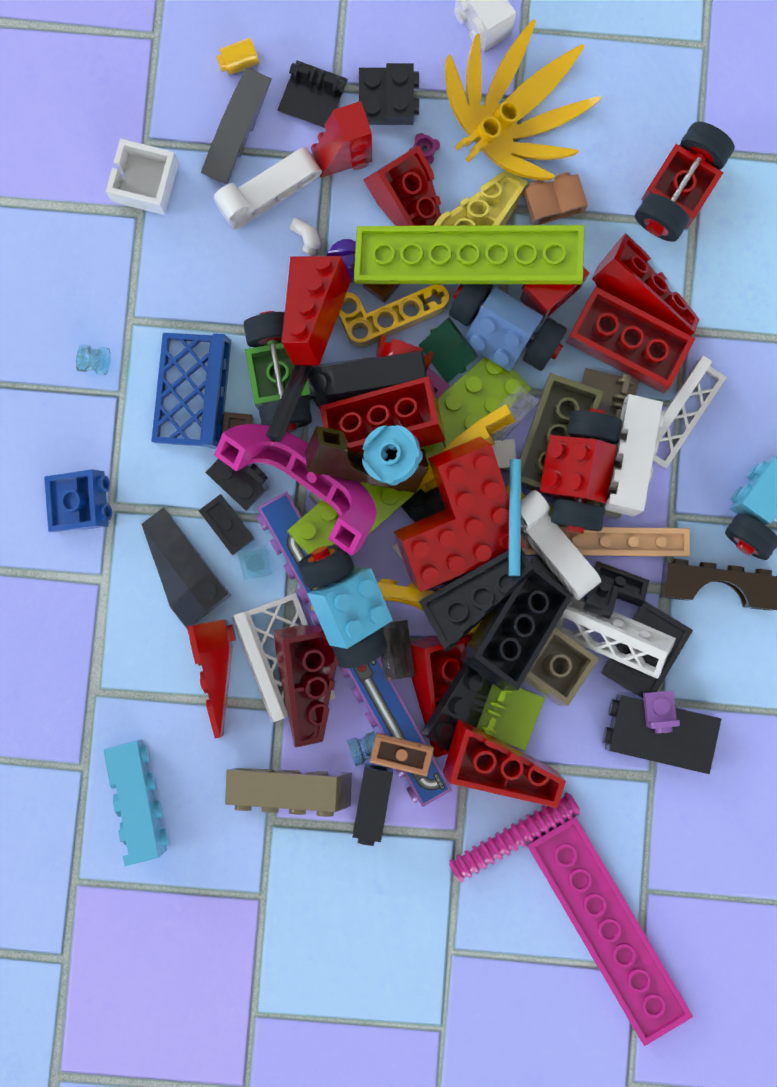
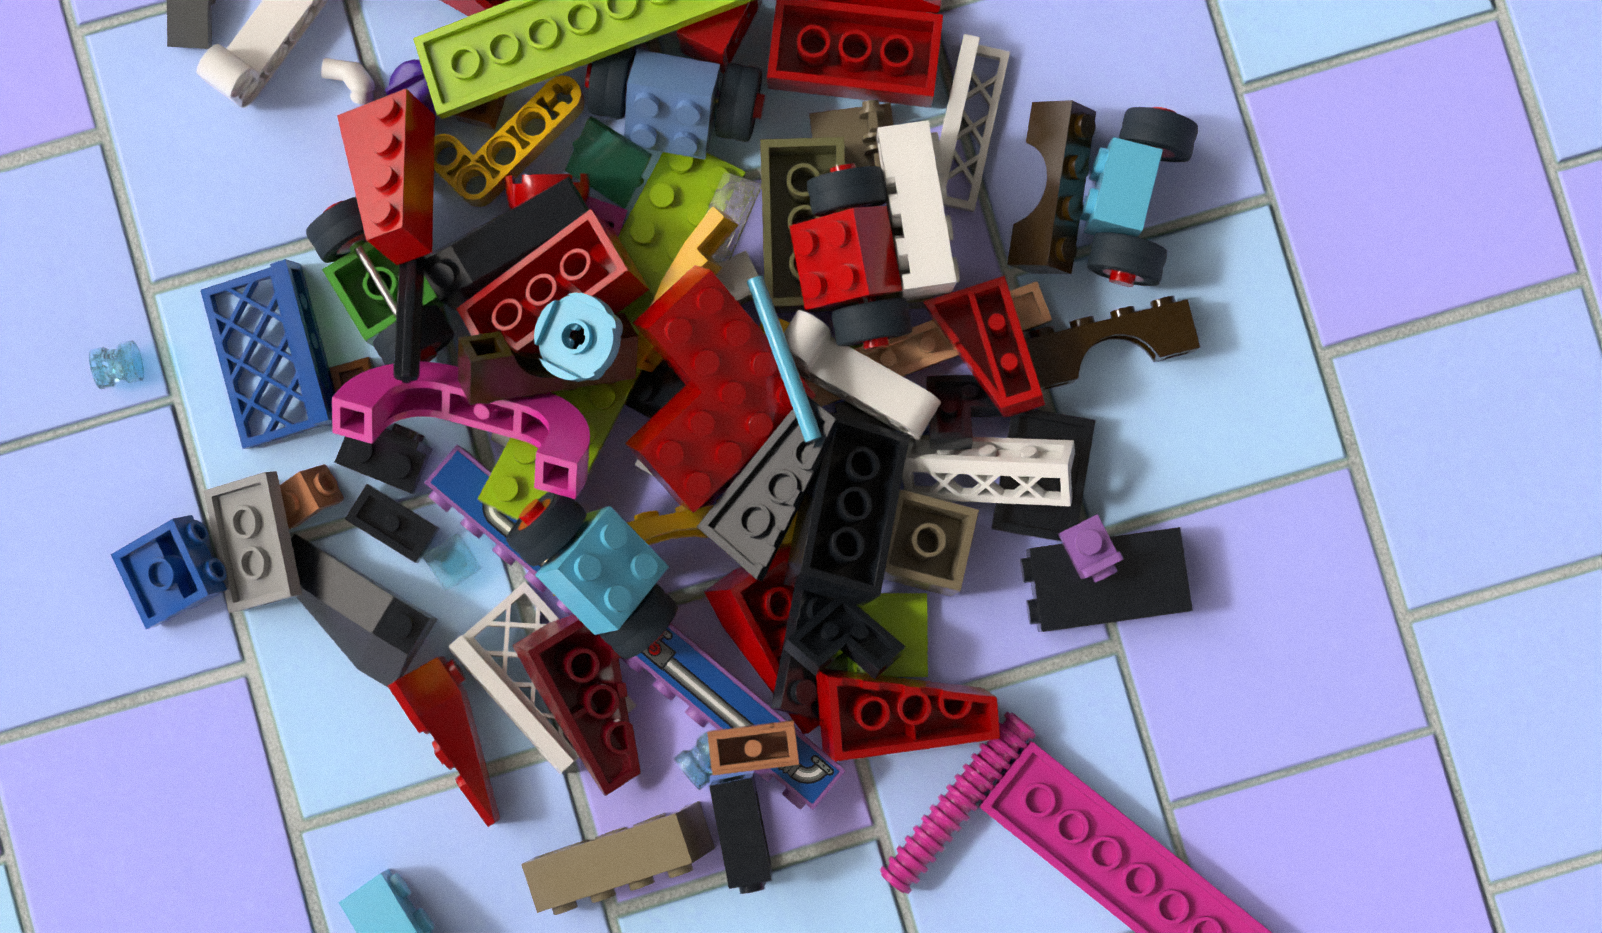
camera: 15 degrees left, 0 degrees up
(136, 502) = (253, 541): none -> light grey plate
(146, 176) = (93, 83): white piece -> none
(179, 486) = (309, 494): none -> nougat bracket
(398, 657) = (697, 611): clear smoke panel -> none
(487, 702) = (846, 630): none -> black plate
(647, 557) = (990, 341): none -> red wedge
(707, 503) = (1048, 235): none -> dark brown arch

